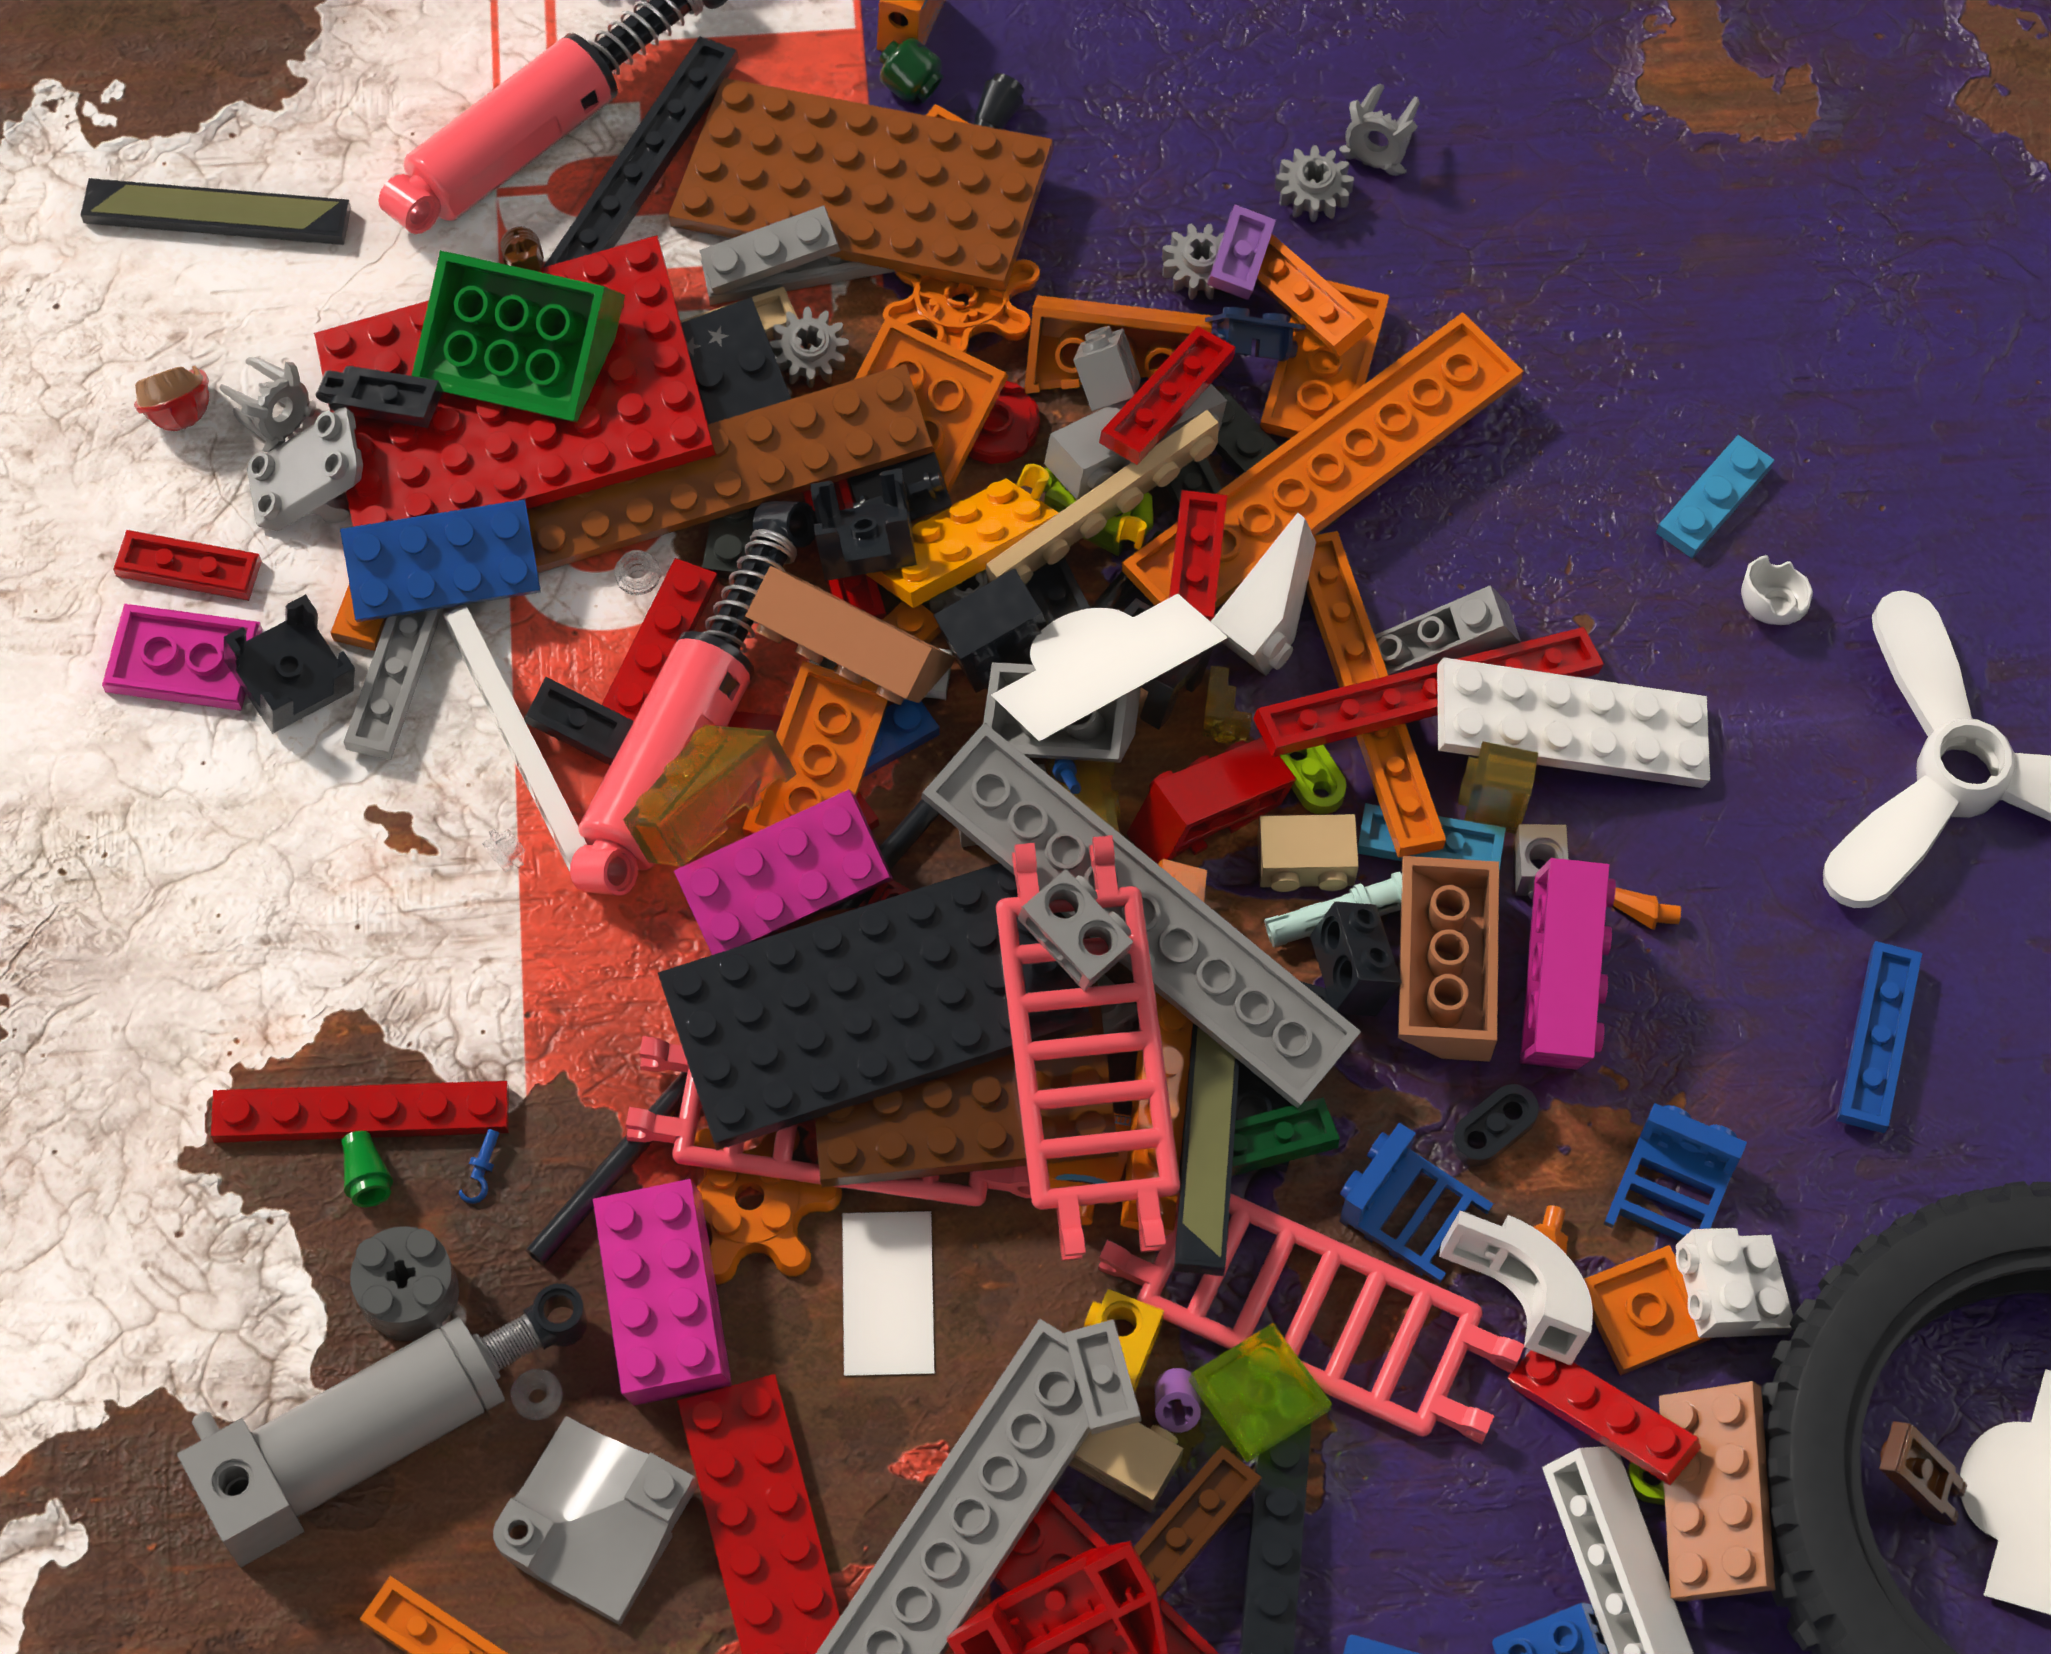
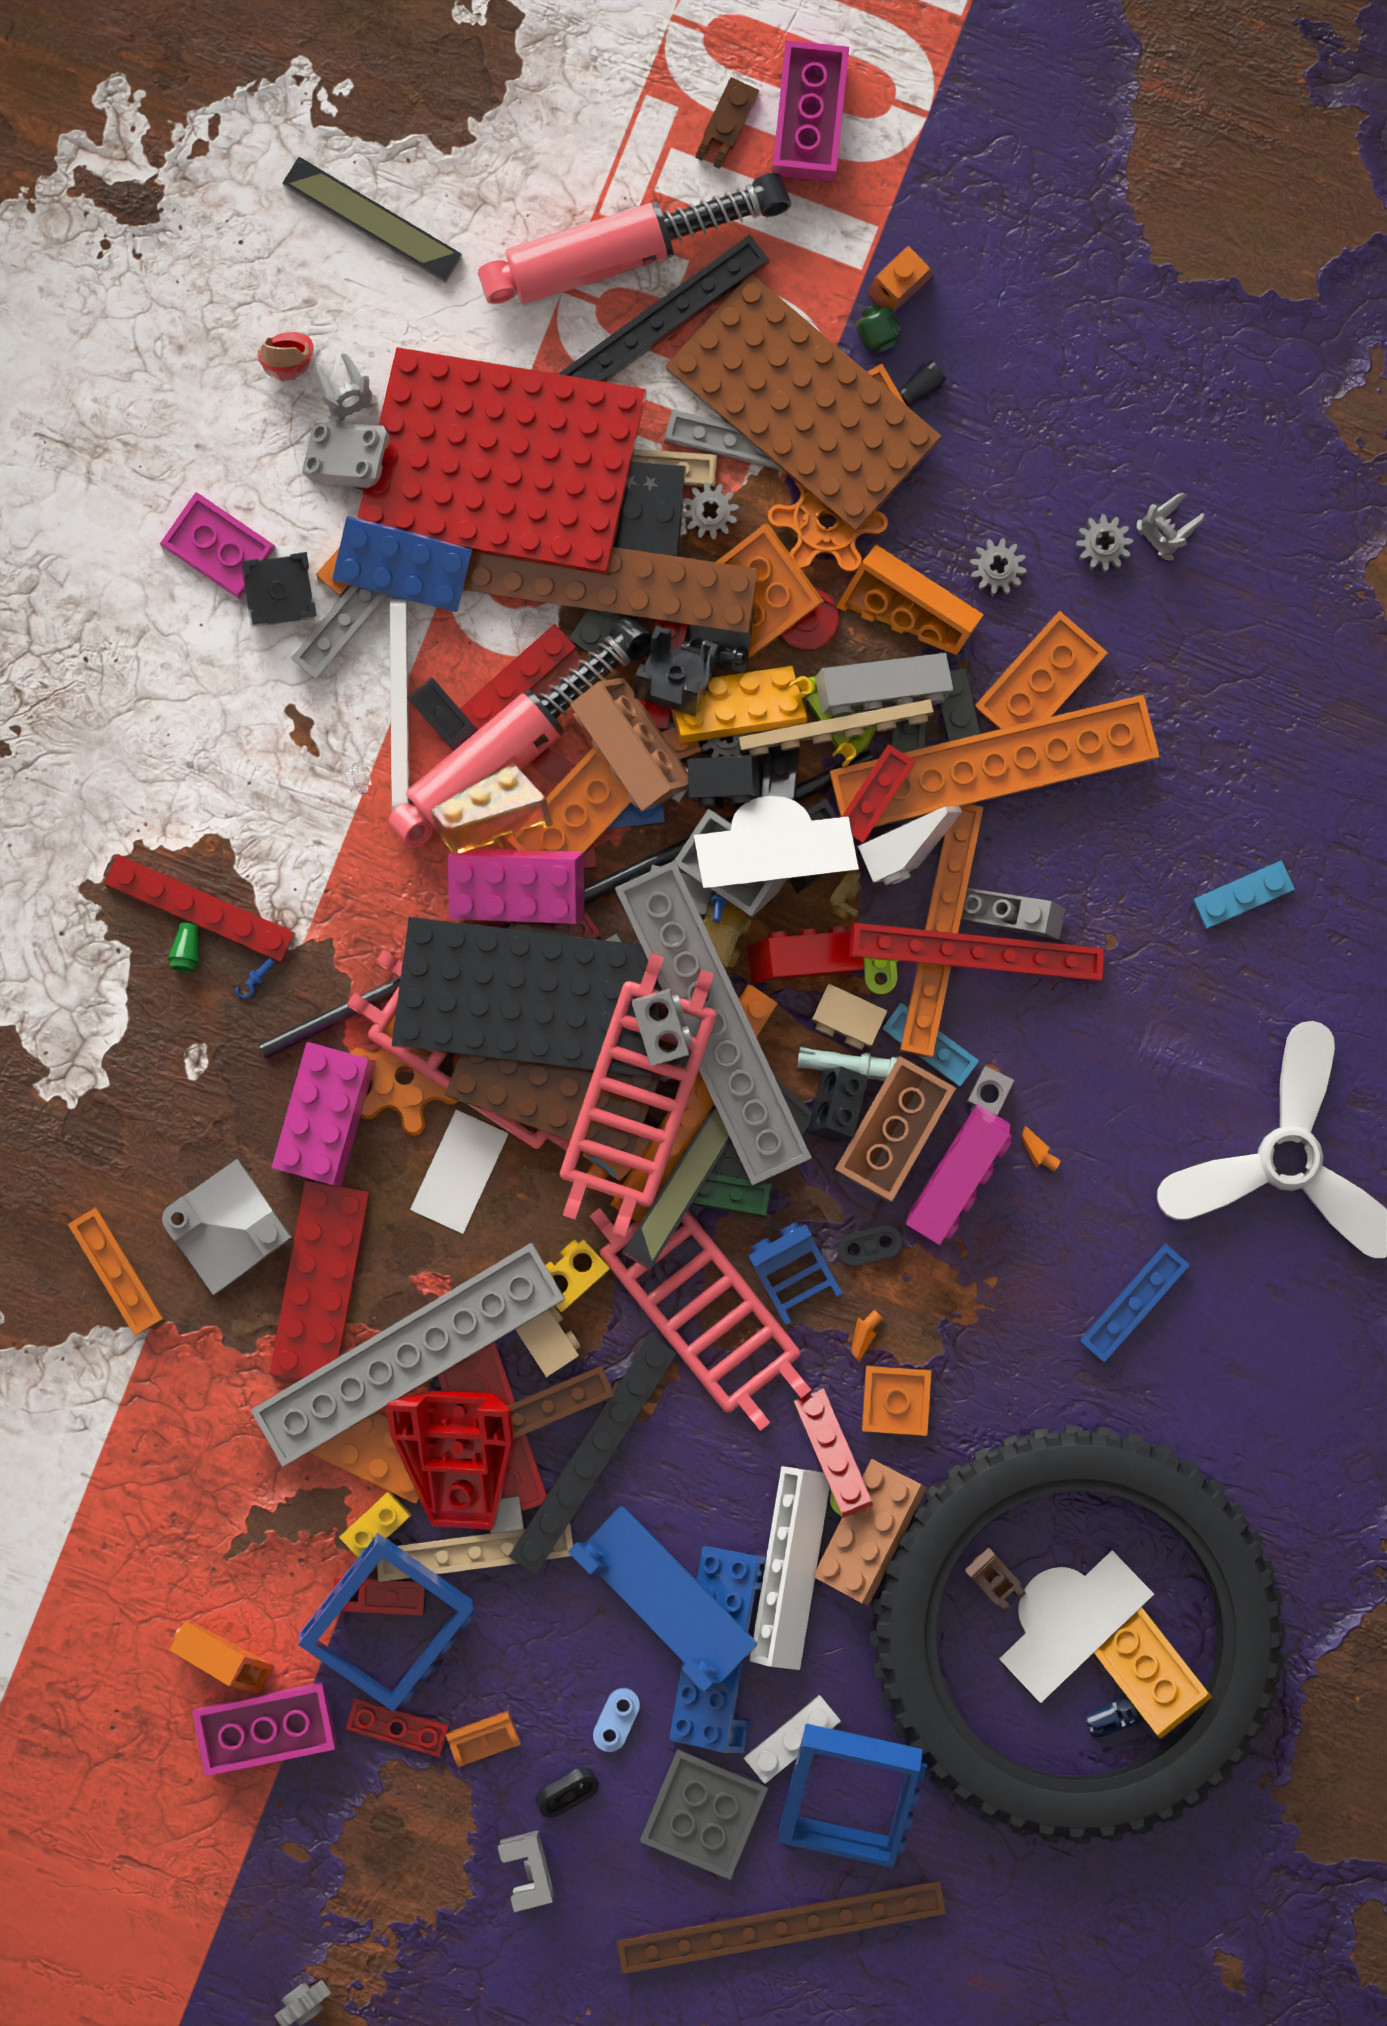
camera: 25 degrees right, 20 degrees up
(187, 565) = (247, 480): red tile -> none
(271, 1476) = (115, 1112): light grey piece -> none
(381, 395) = (414, 428): black hinge -> none
(394, 1257) = (168, 1018): dark grey brick -> none
(516, 335) = (516, 429): green slope -> none
(522, 251) = (554, 359): reddish brown hinge -> none
(533, 1380) = (218, 1129): clear plate -> none
(769, 250) = (716, 430): light grey plate -> none
(1102, 1377) = (547, 1299): light grey plate -> none
(1106, 368) = (887, 631): light grey brick -> none
(1167, 395) = (912, 674): red plate -> none
(1172, 1414) = (592, 1323): medium lavender gear -> none
(1241, 252) = (1022, 580): medium lavender plate -> none
(1260, 1392) = (639, 1345): clear neon green plate -> none
(1272, 333) = (1009, 650): dark blue hinge -> none
(1311, 298) = (1047, 630): orange plate -> none
(1498, 786) = (985, 1035): clear yellow brick -> none
(1536, 1272) = (842, 1352): white arch -> none
(1574, 722) = (1057, 1014): white plate -> none
(1686, 1152) = (968, 1311): blue plate -> none
(1733, 1284) = (955, 1412): white plate -> none
(1775, 592) = (1240, 983): white hair -> none

